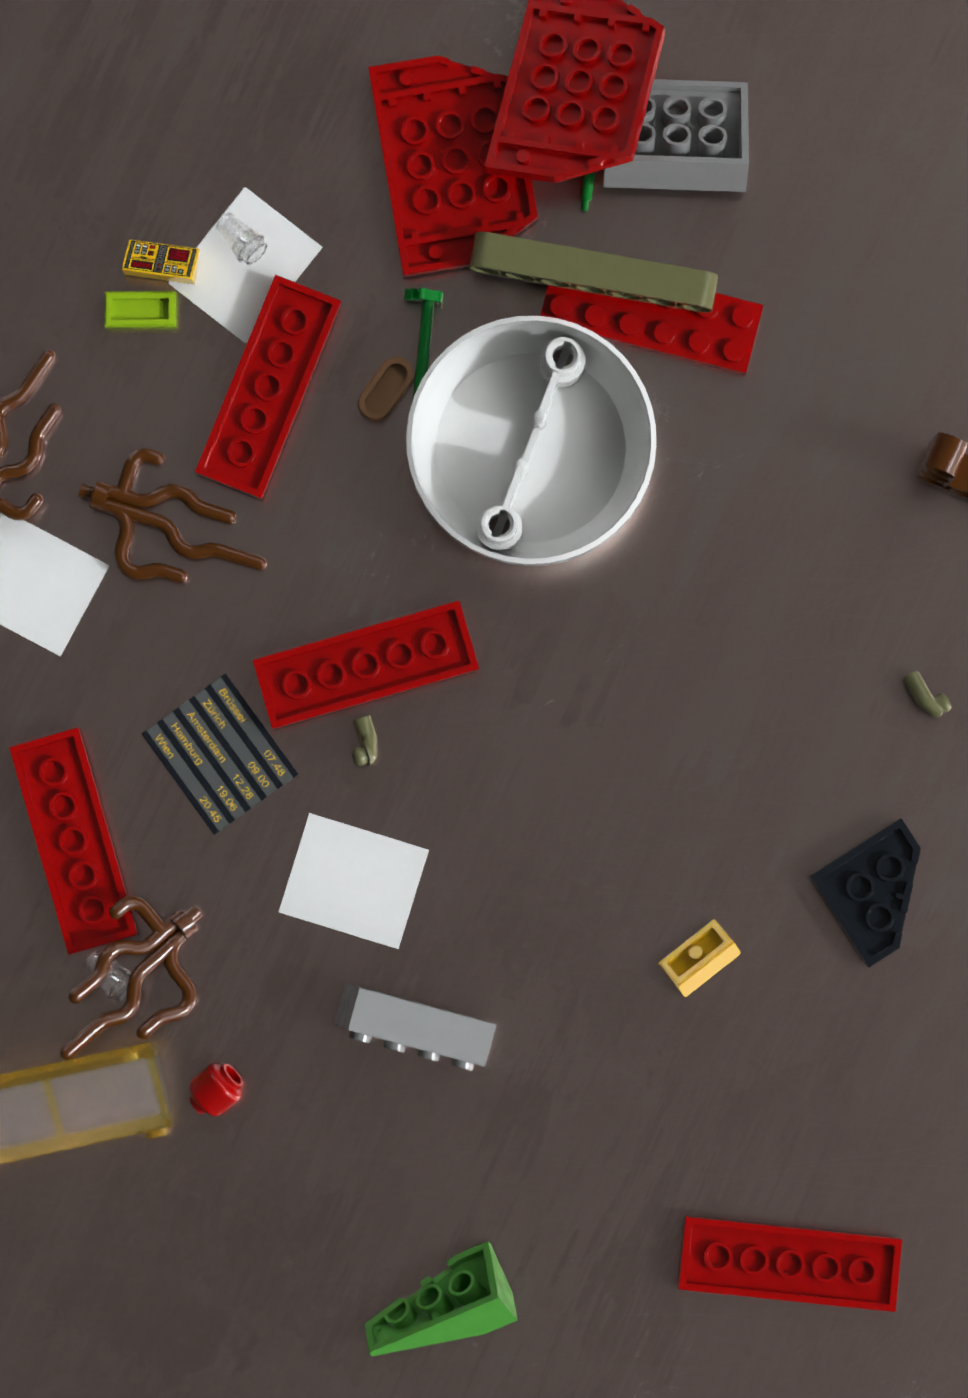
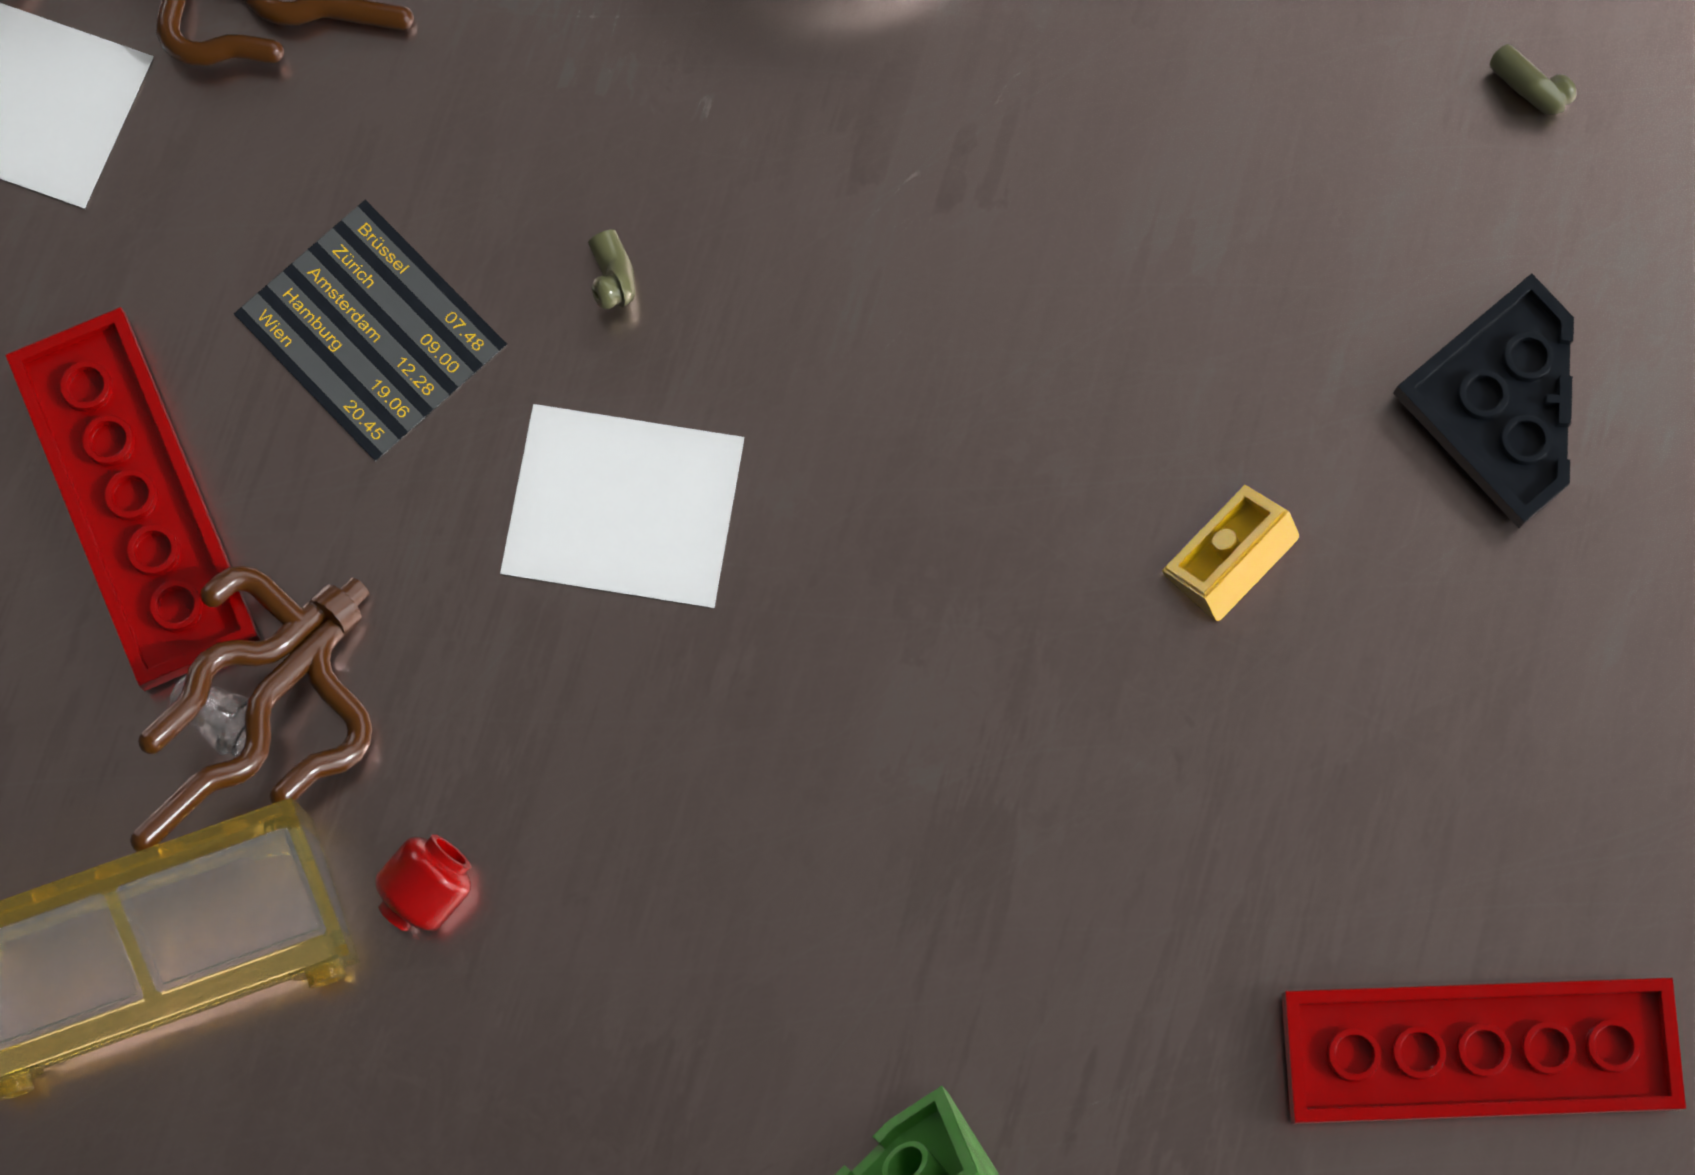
camera: 10 degrees left, 10 degrees down
(365, 664) = (597, 150): red plate -> none
(414, 1025) = (760, 721): light grey wedge -> none

